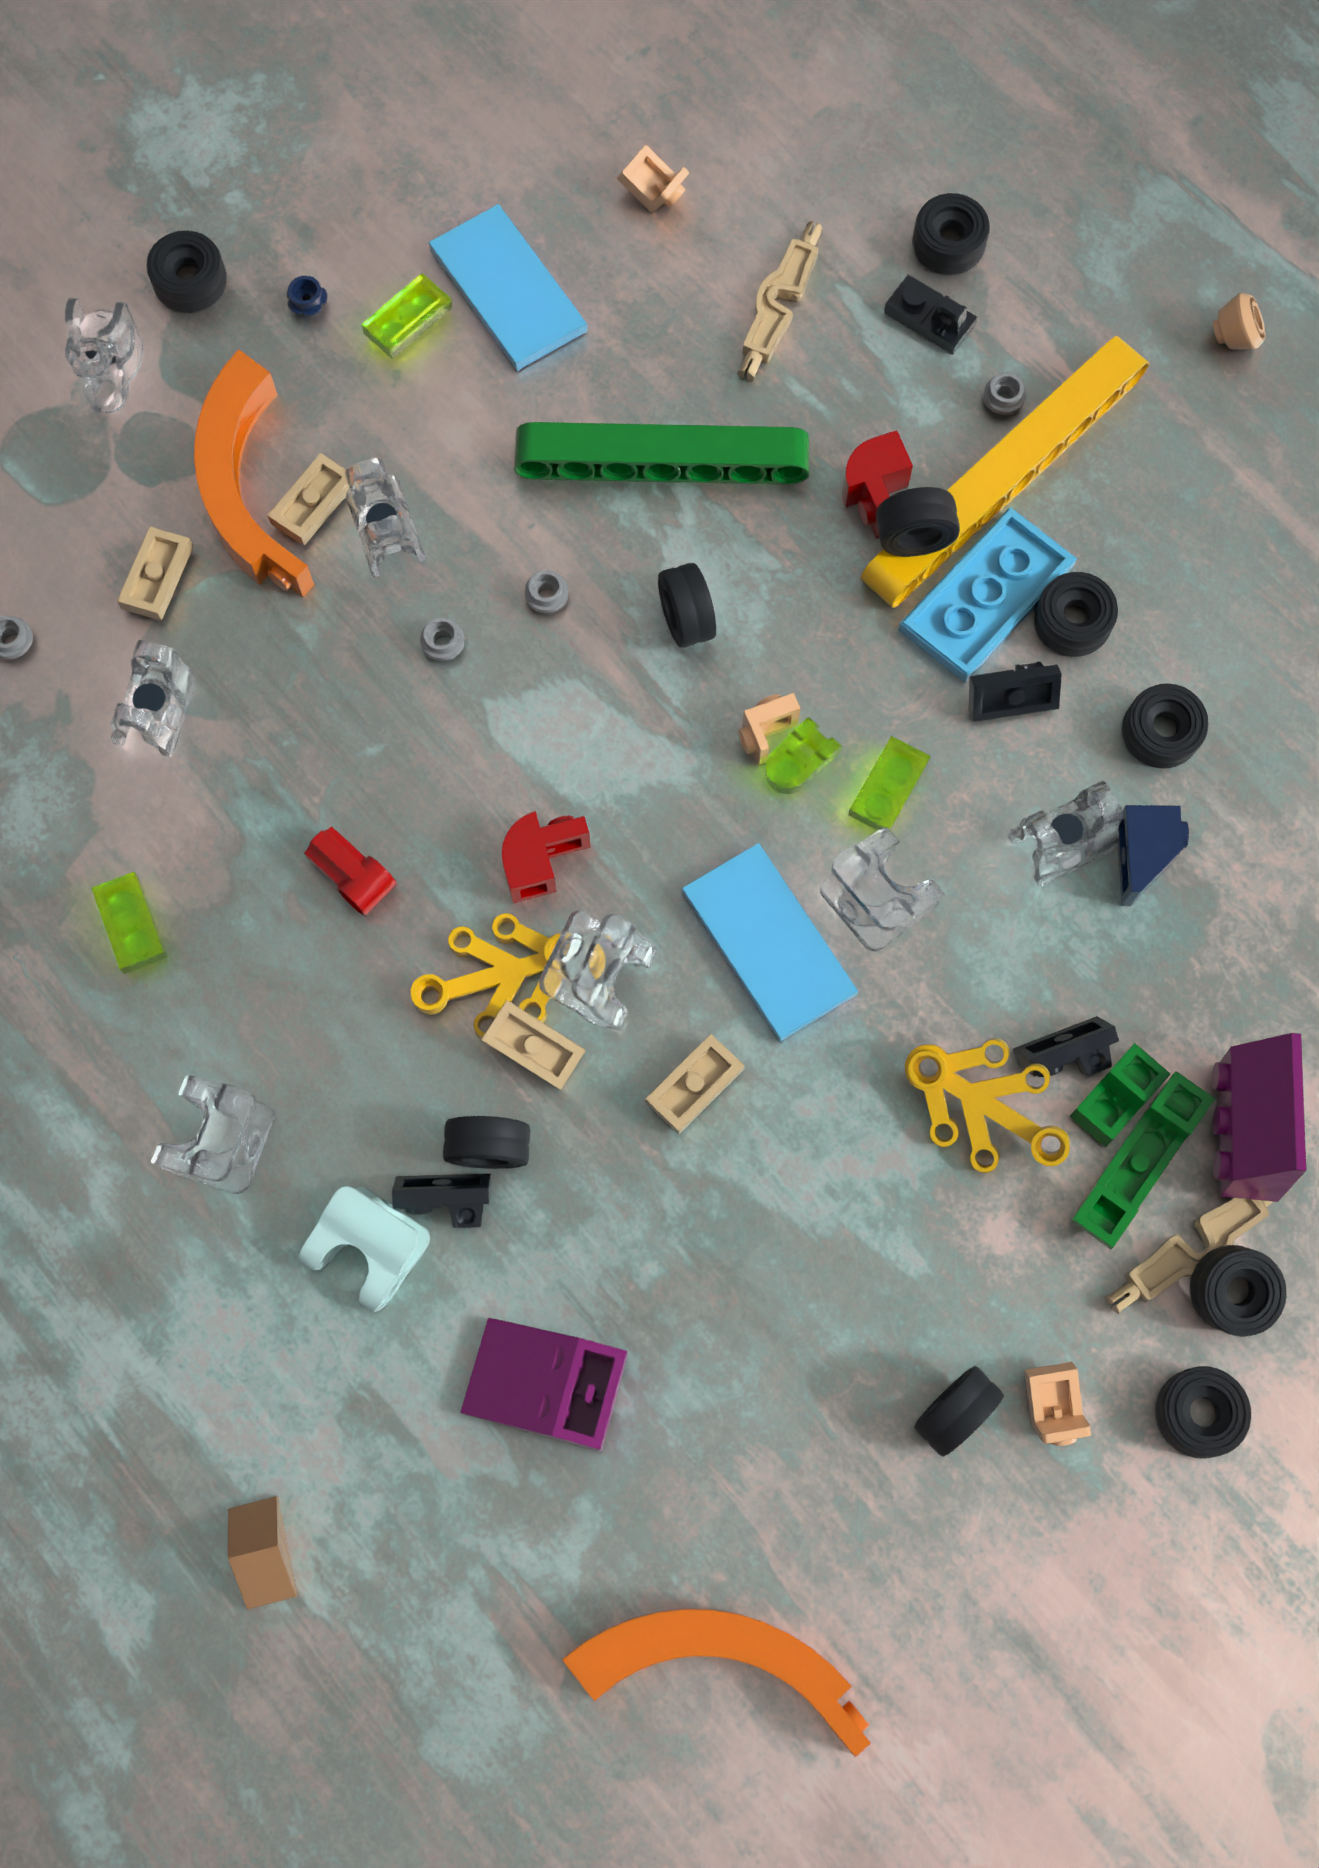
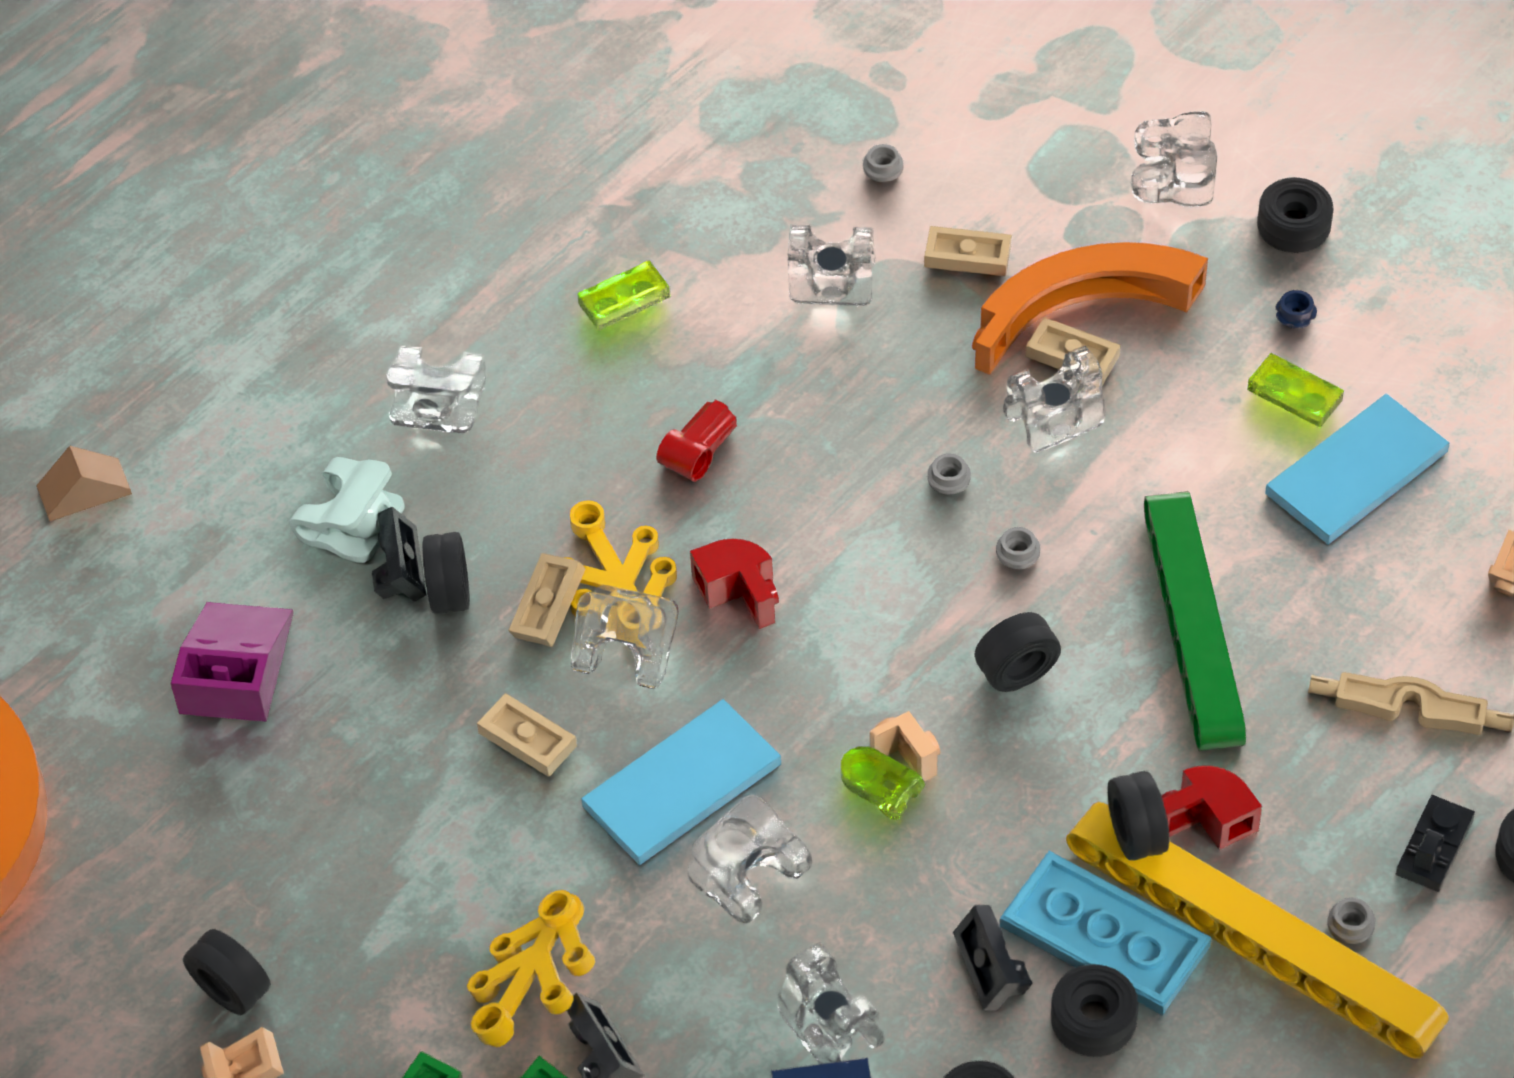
camera: 85 degrees right, 20 degrees down
(889, 784) = (862, 859): clear neon green plate -> none

